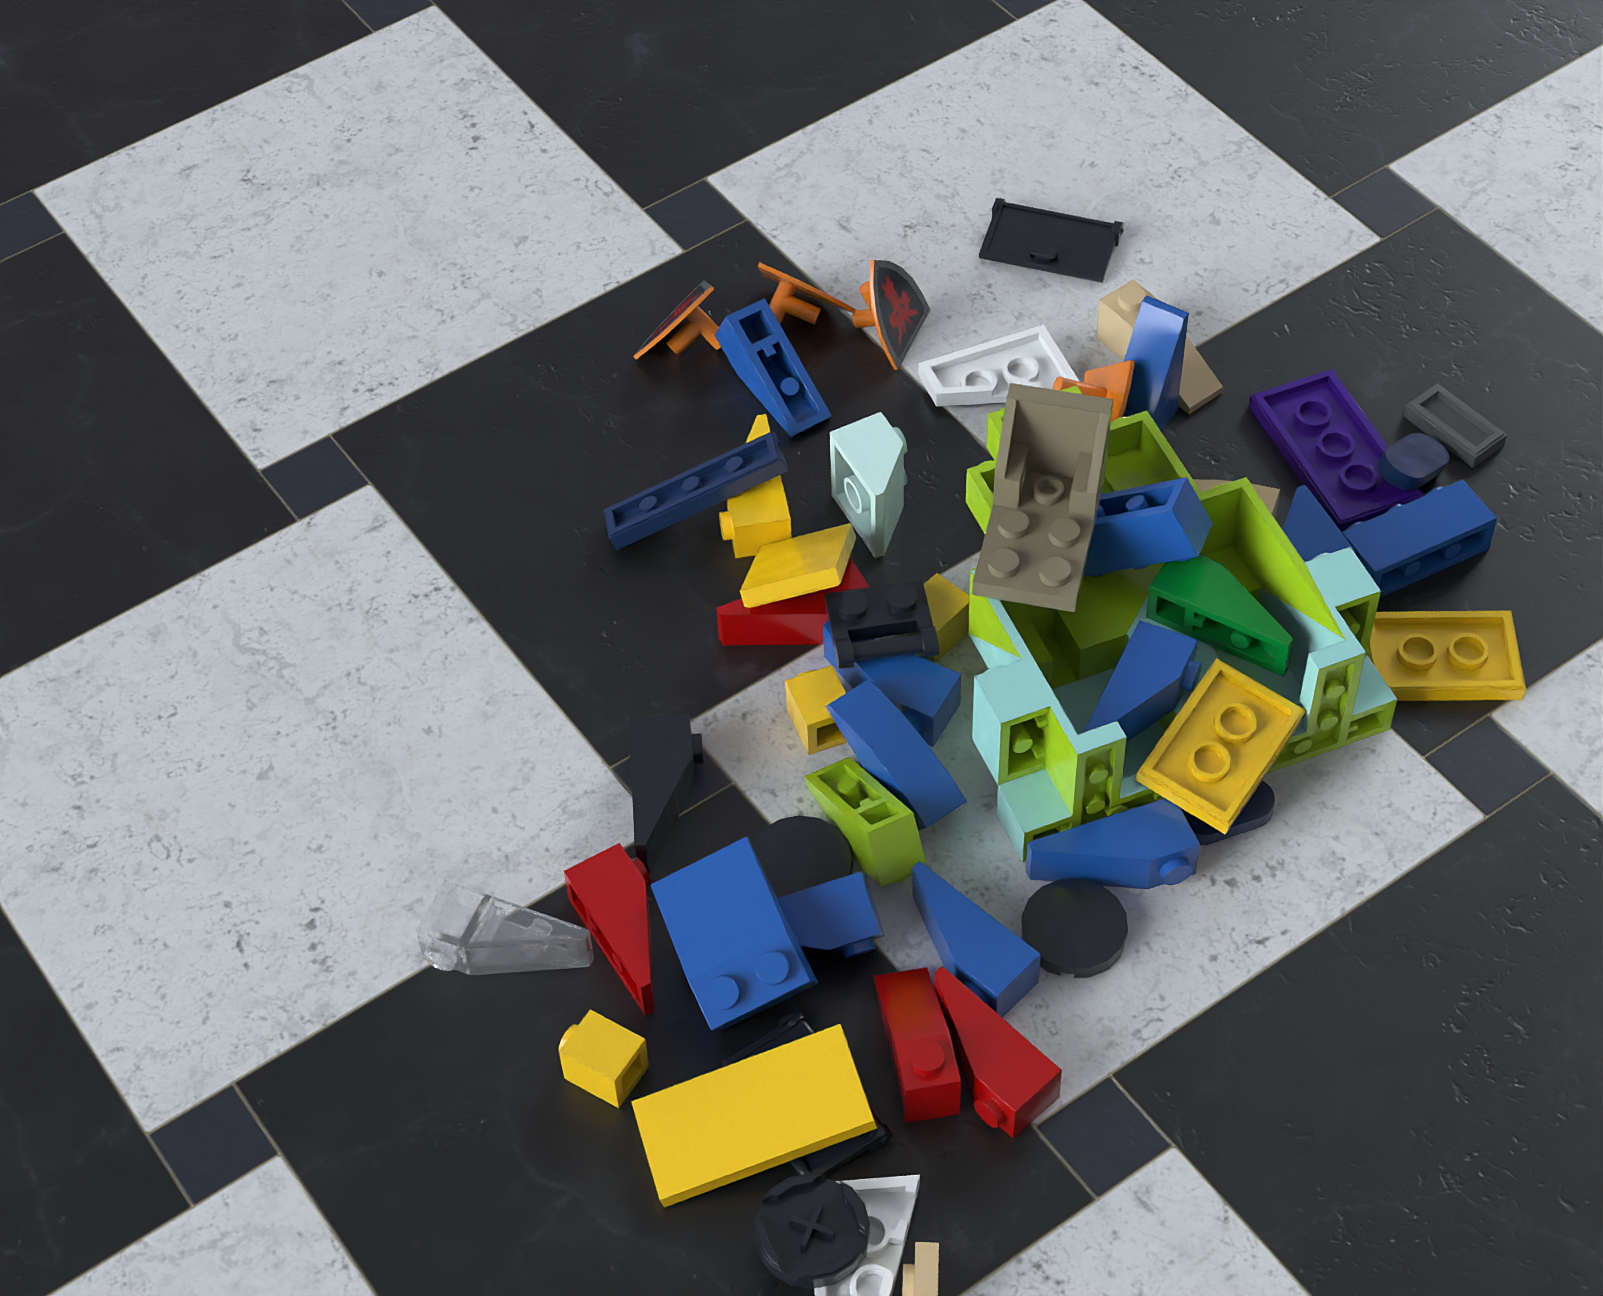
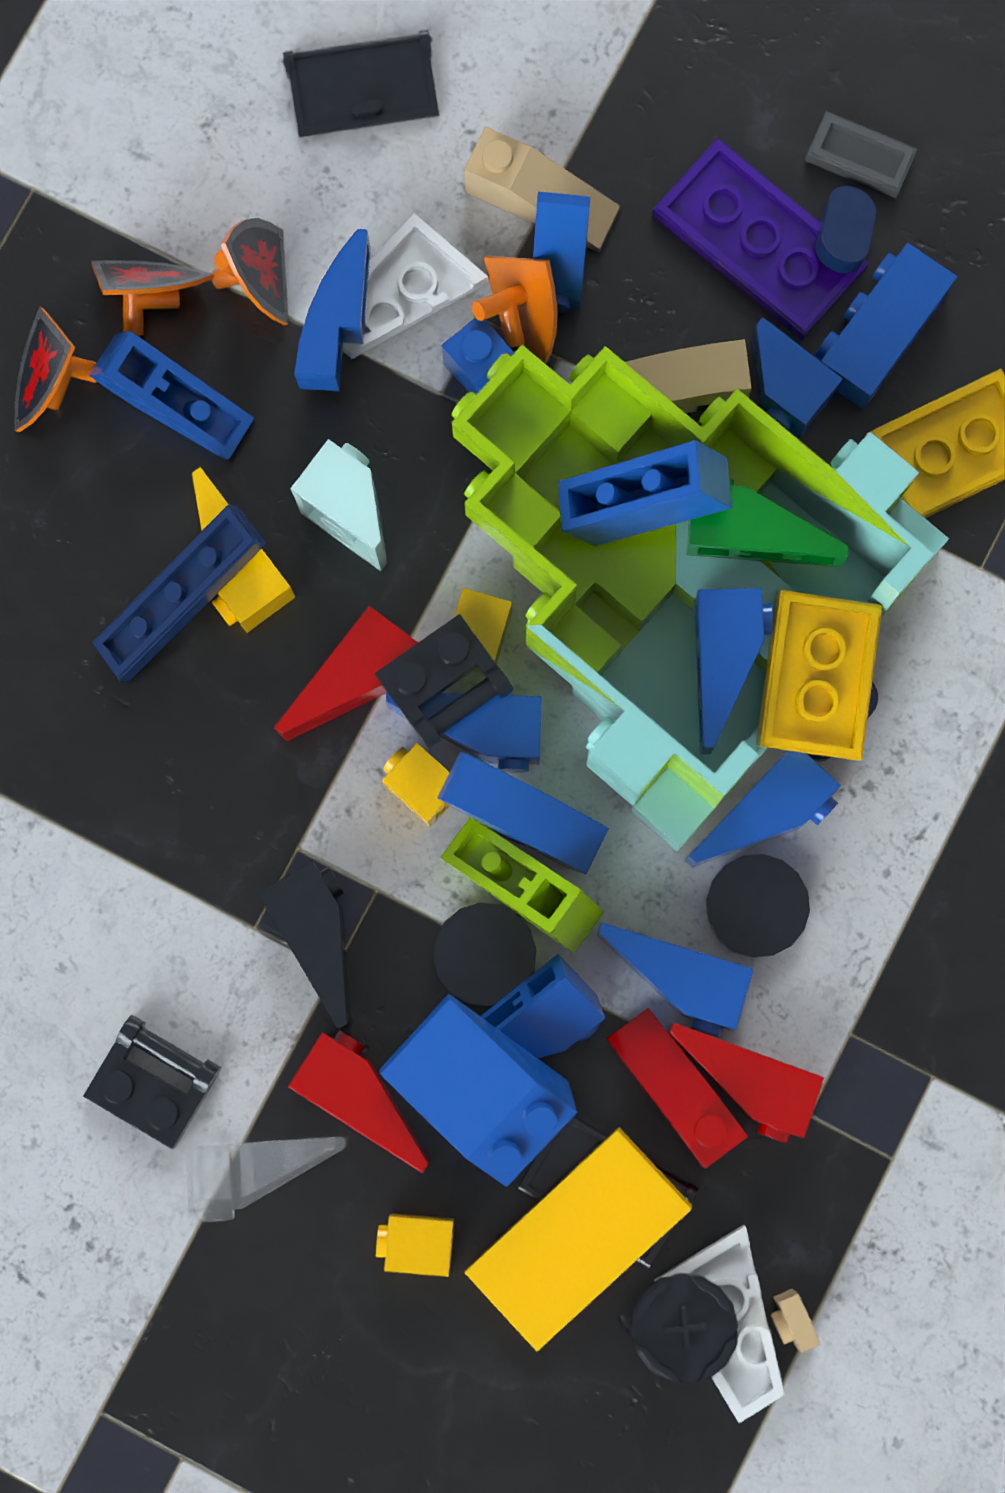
camera: 25 degrees left, 30 degrees up
(434, 848) = (143, 1097): none -> black plate
(798, 566) = (330, 646): yellow tile -> none
(937, 356) = (335, 316): none -> blue slope
(1044, 497) = (572, 537): dark tan bracket -> none

